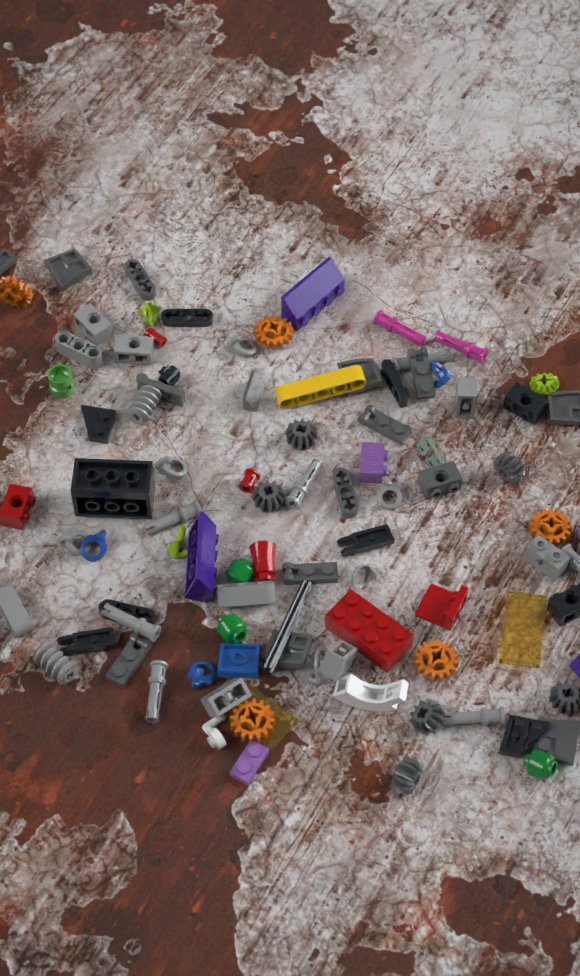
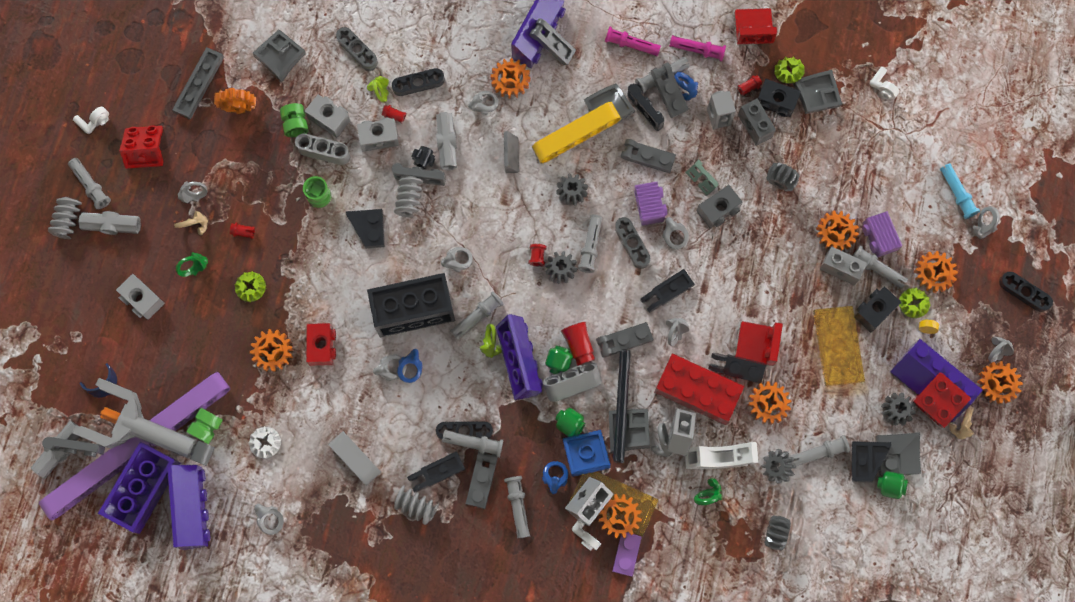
camera: 15 degrees left, 20 degrees up
(61, 319) = (293, 119): none -> bright green wheel
(196, 369) = (446, 141): none -> light grey piece
(322, 308) = (552, 42): none -> dark grey plate
(354, 729) = (713, 493): none -> green piece
(417, 622) = (739, 367): none -> black hinge
(498, 418) = (756, 122): none -> dark grey brick
(500, 388) = (753, 83): none -> red pin
(520, 341) = (754, 26): none -> red bracket

